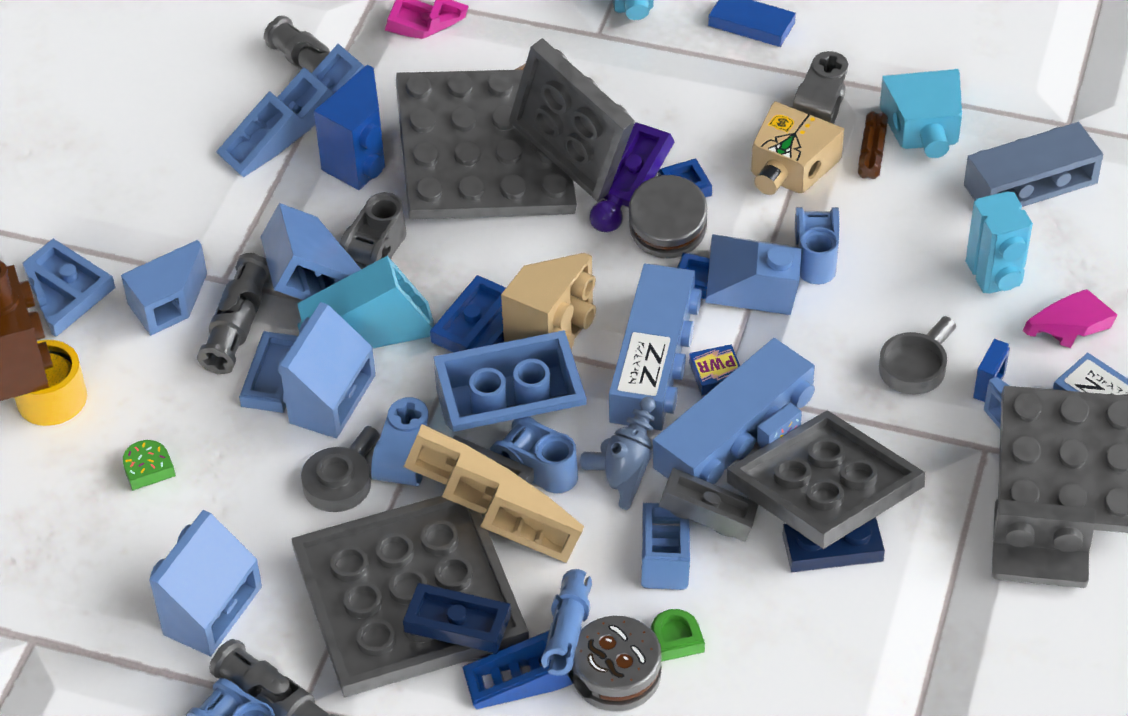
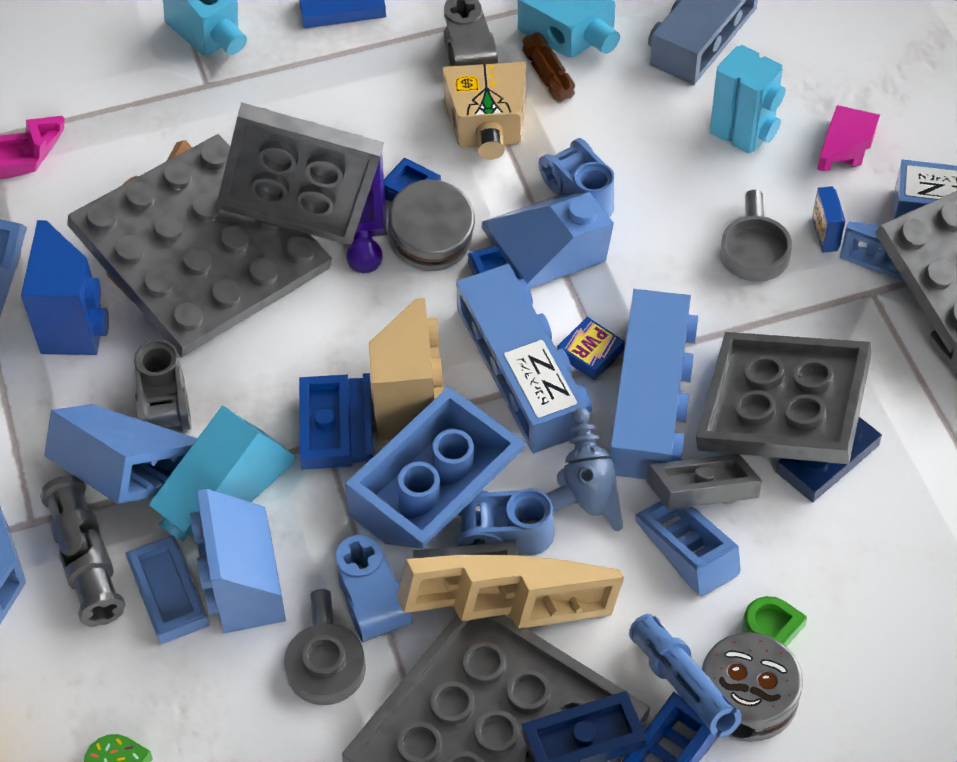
camera: 35 degrees left, 5 degrees up
(779, 424) = (702, 371): medium blue tile -> none

